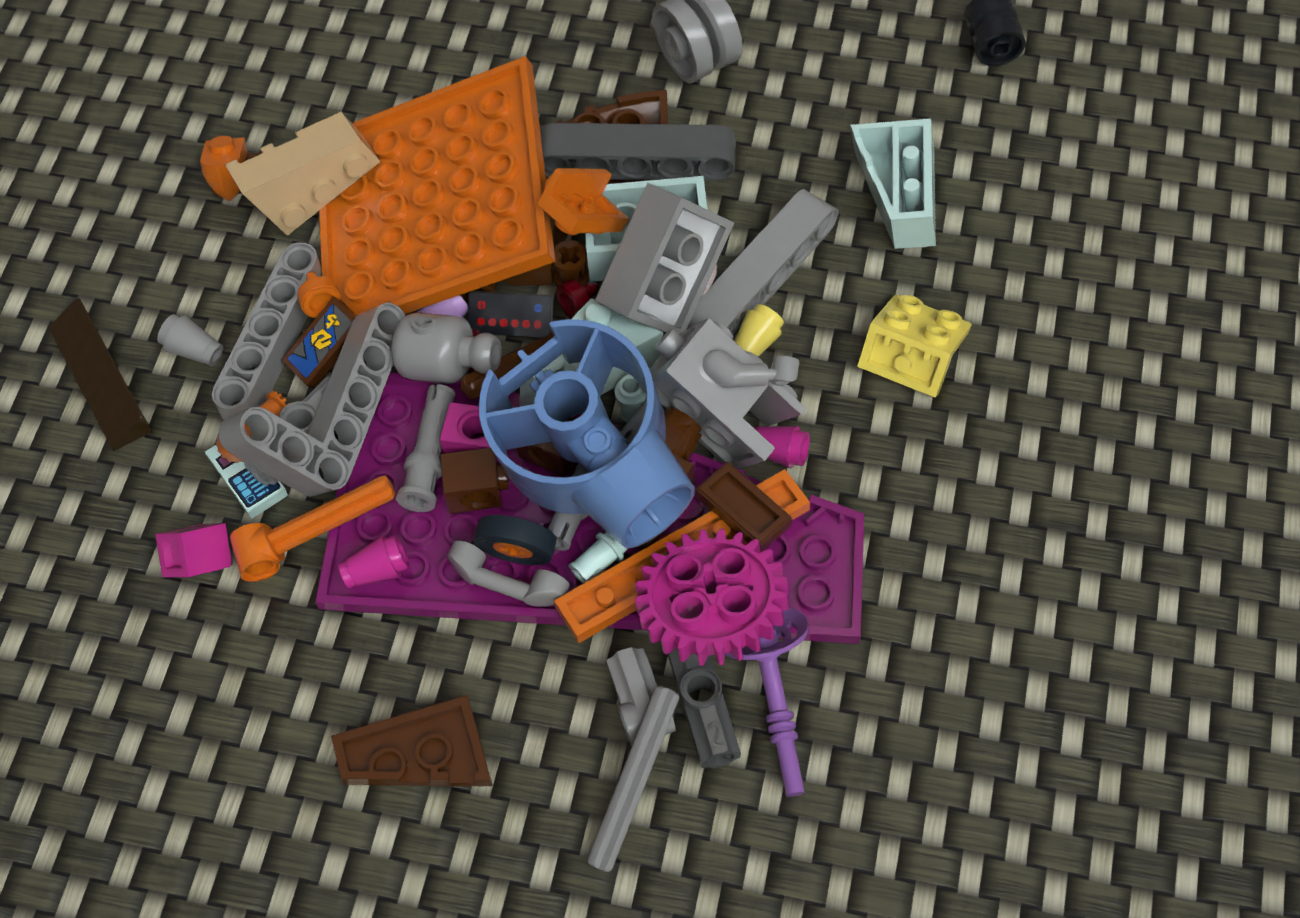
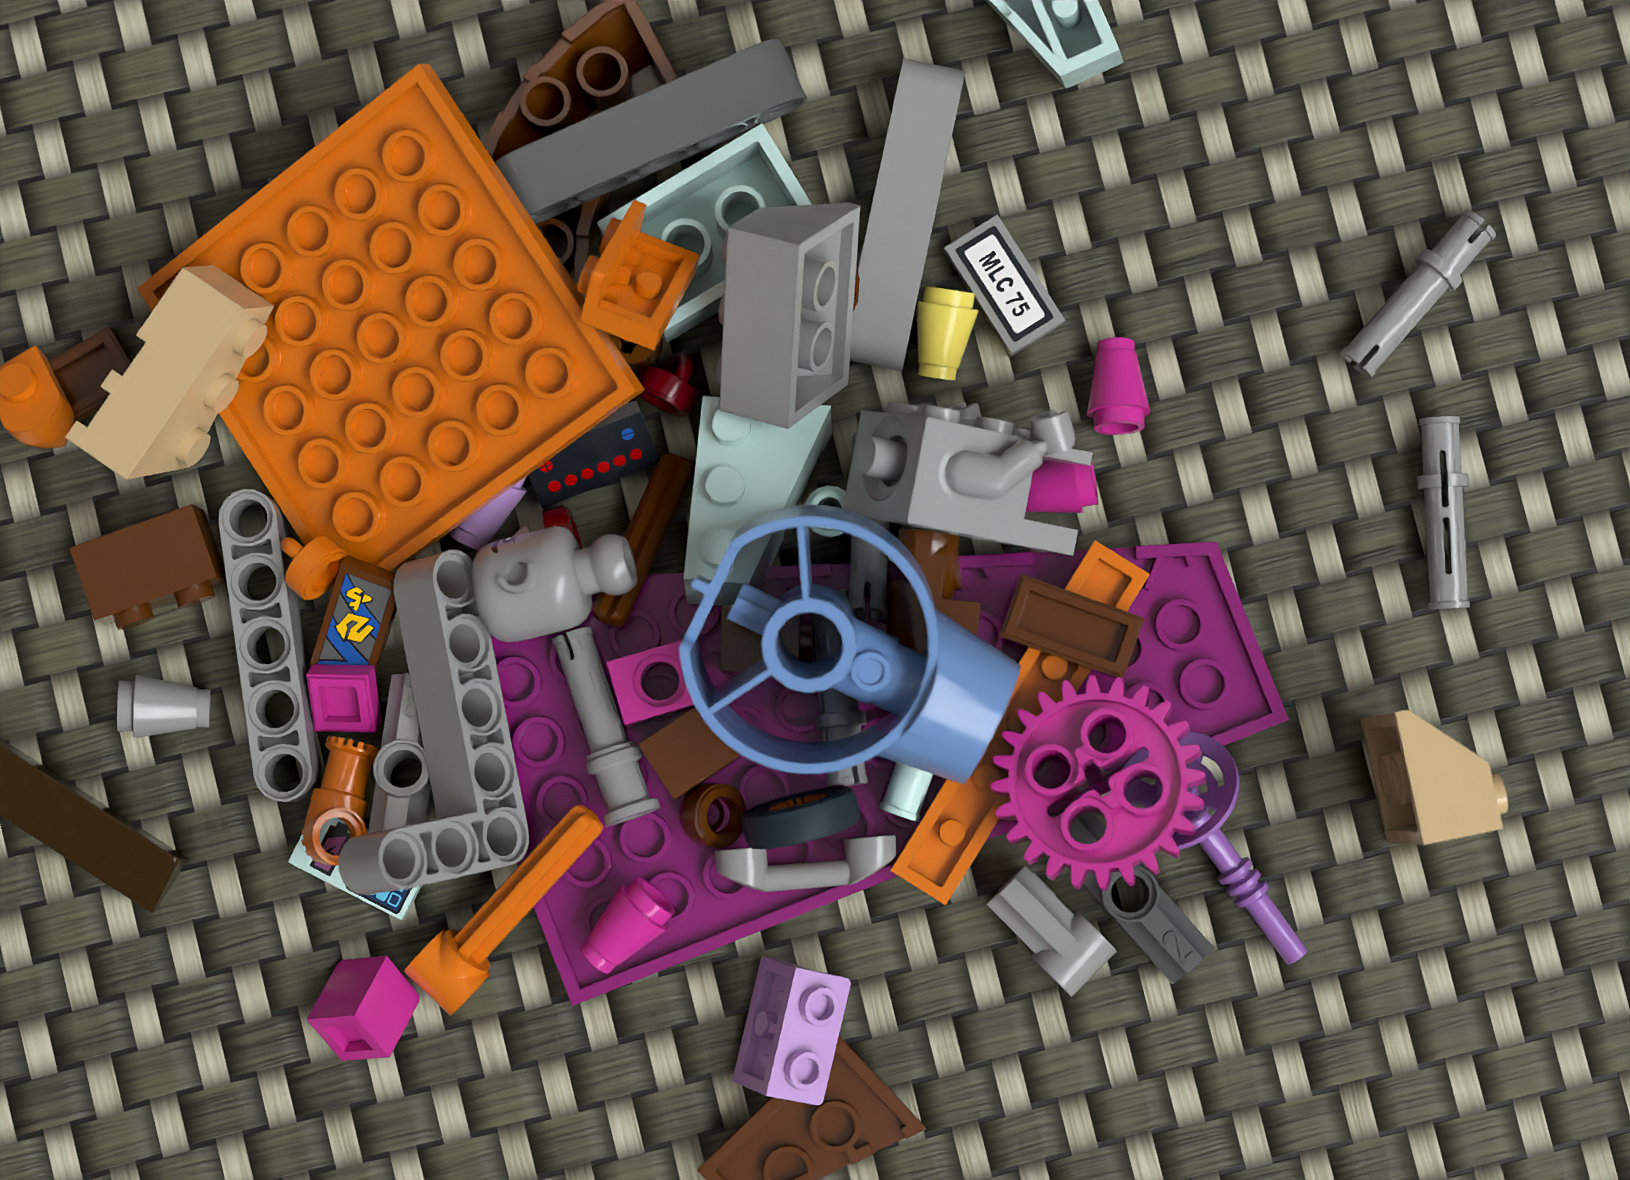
camera: 30 degrees left, 25 degrees up
(229, 263) = (149, 567): none -> reddish brown brick
(292, 377) = (344, 698): none -> dark pink tile
(442, 679) = (791, 1031): none -> lavender bracket
(458, 519) = (694, 814): none -> reddish brown piece
(633, 779) = (1101, 1044): light grey axle -> none
(805, 329) = (1004, 285): none -> tile
(844, 409) = (1117, 389): none -> dark pink cone
(913, 343) = (1165, 237): light yellow bracket -> none
(937, 698) = (1429, 782): none -> tan slope
(1022, 561) = (1443, 437): none -> light grey pin
(1079, 427) = (1435, 273): none -> light grey pin

